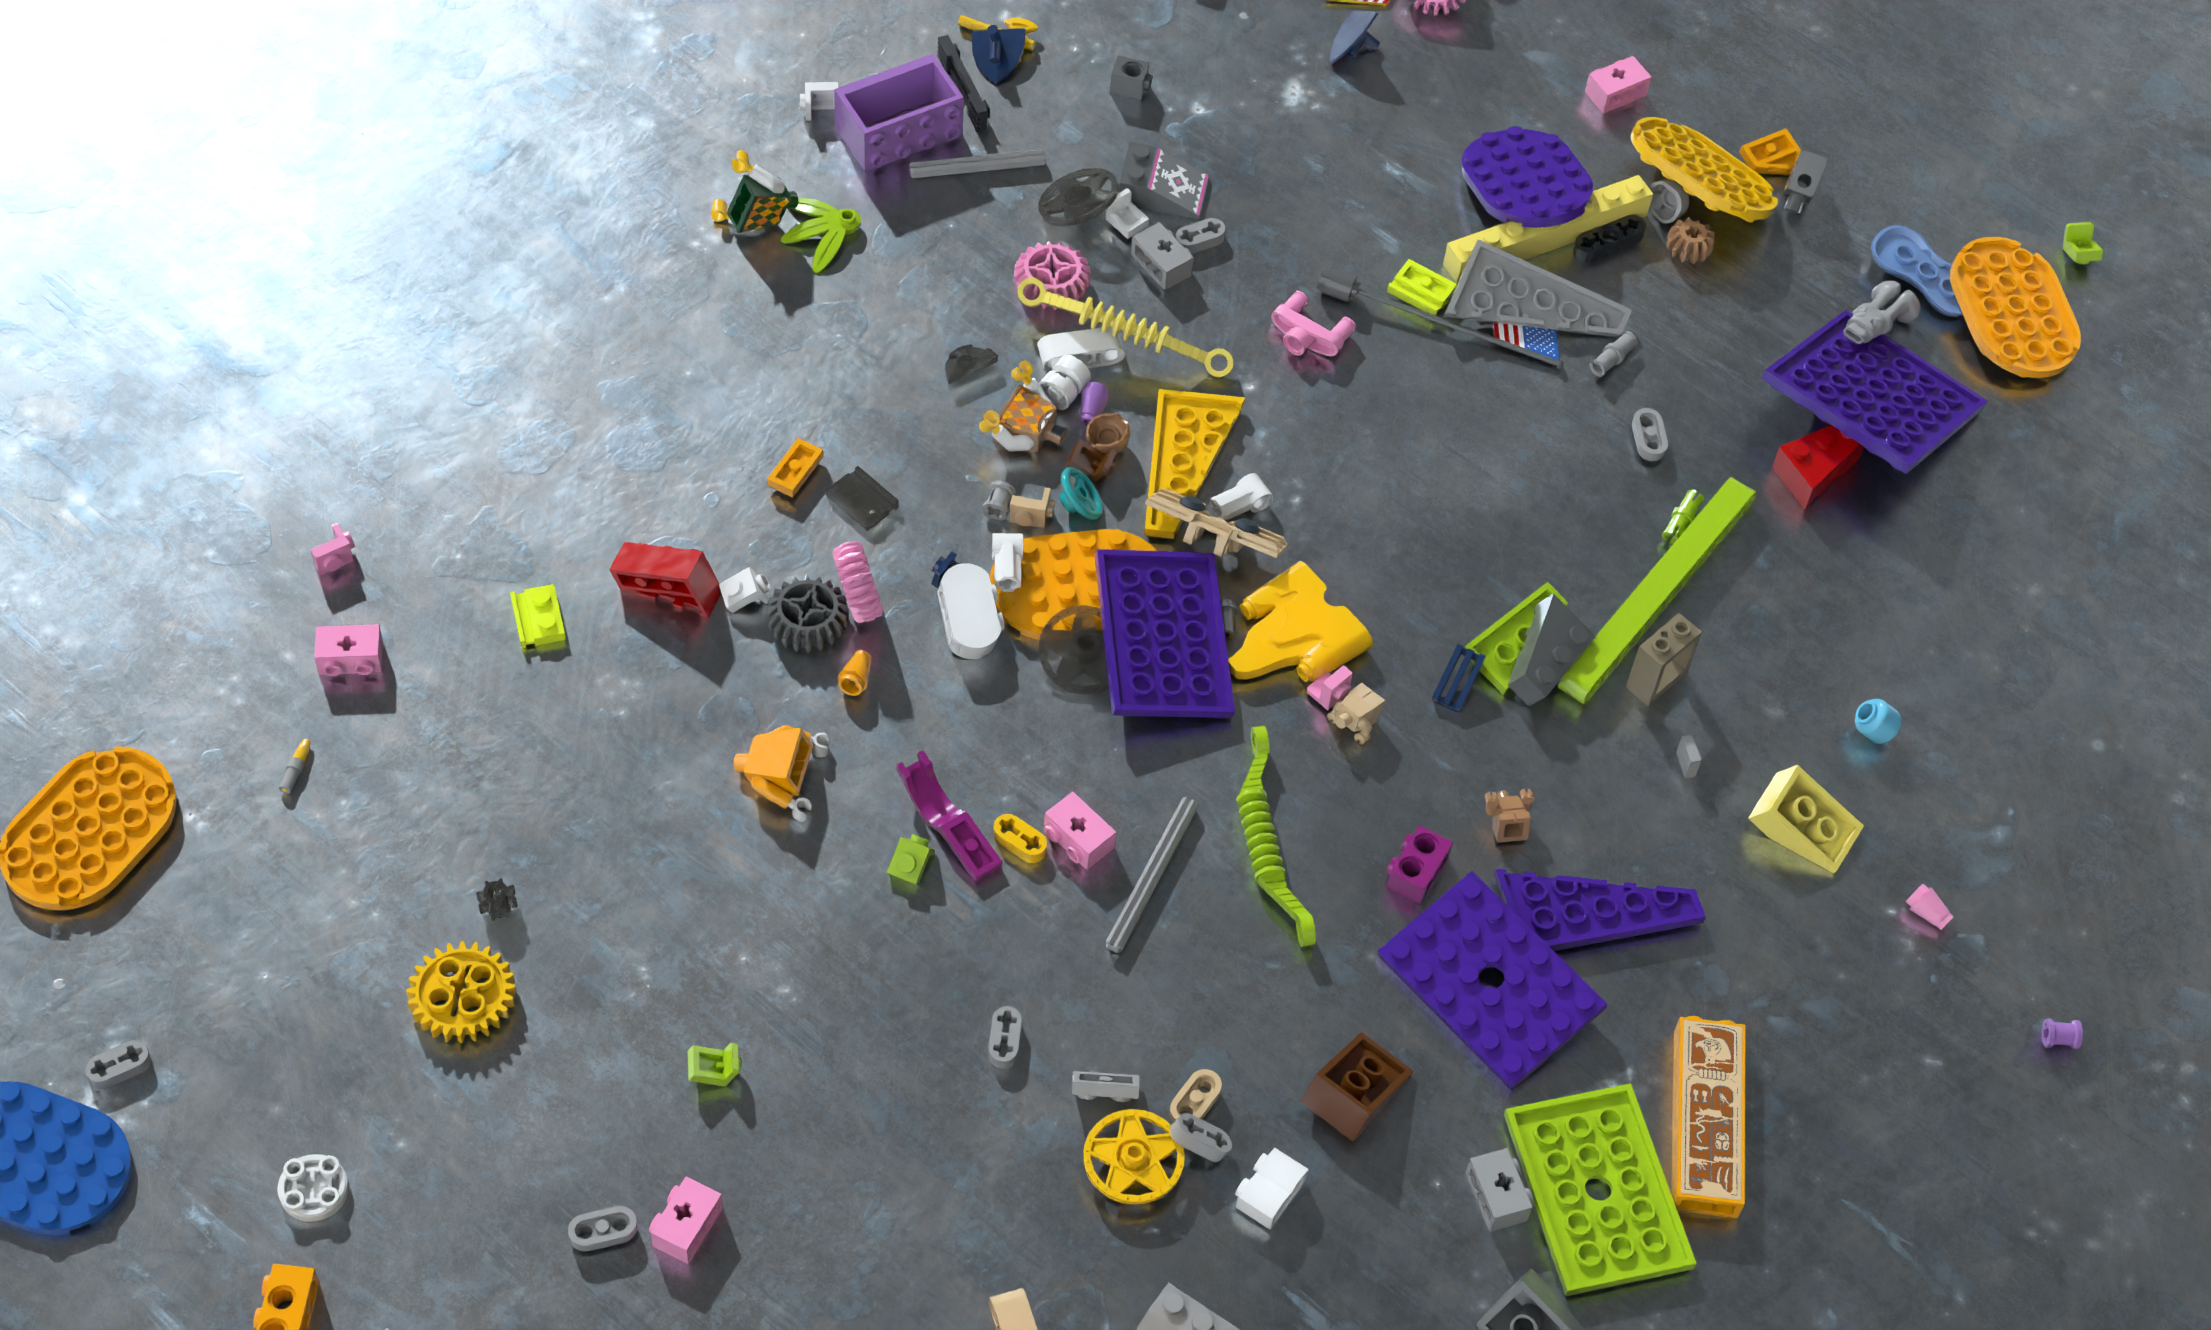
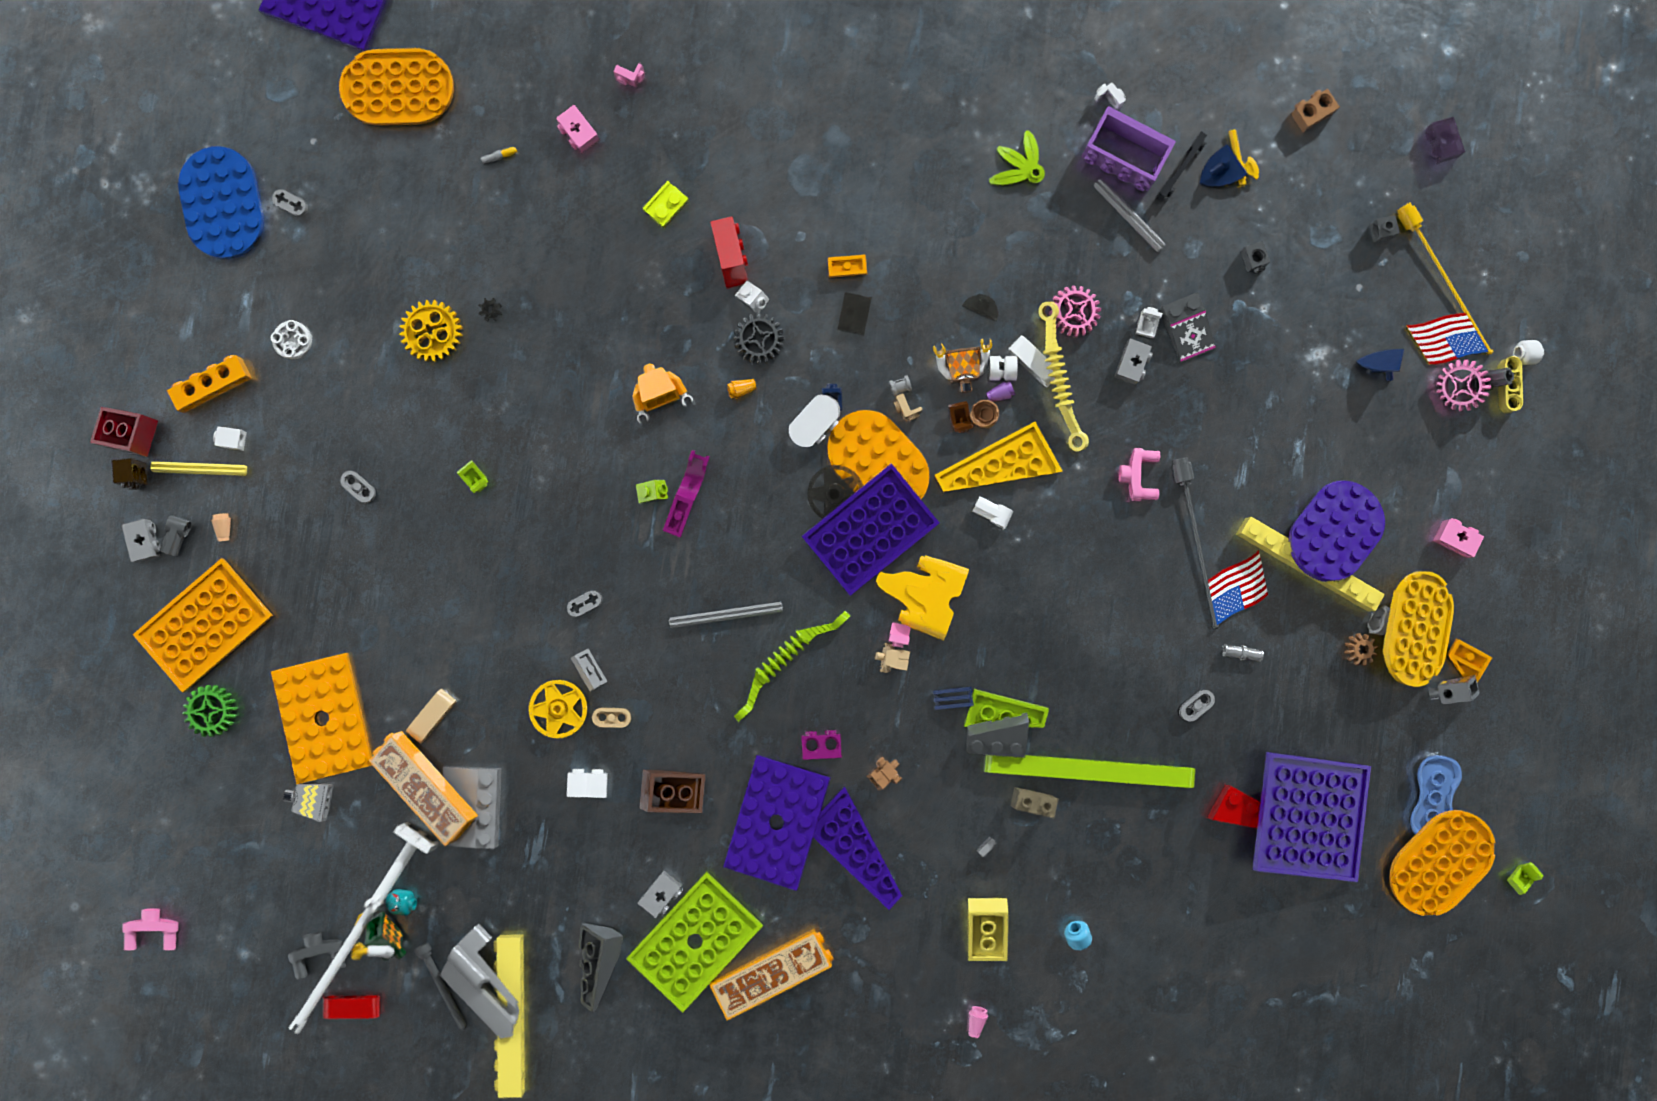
camera: 55 degrees right, 30 degrees up
(684, 1237) = (397, 525): bright pink brick -> none
(758, 199) = (1004, 118): torso -> none
(857, 581) = (787, 353): bright pink gear -> none
(1007, 553) = (863, 416): white piece -> none
(1021, 836) = (706, 536): yellow beam -> none
(1077, 497) = (931, 425): teal piece -> none
(1078, 198) = (1140, 289): clear smoke wheel -> none
(1079, 831) = (725, 574): bright pink brick -> none
(1201, 235) = (1163, 376): light grey beam -> none
(1201, 1137) = (593, 732): light grey beam -> none
(1229, 611) = (908, 554): dark grey pin -> none
(1230, 535) = (957, 513): tan piece -> none
(1421, 288) = (1215, 518): neon yellow plate -> none
(1515, 292) = (1244, 577): light grey wing -> none
(1601, 246) = (1342, 612): black beam -> none
(1682, 516) = (1150, 755): lime pin -> none
(1872, 322) = (1366, 787): light grey piece -> none

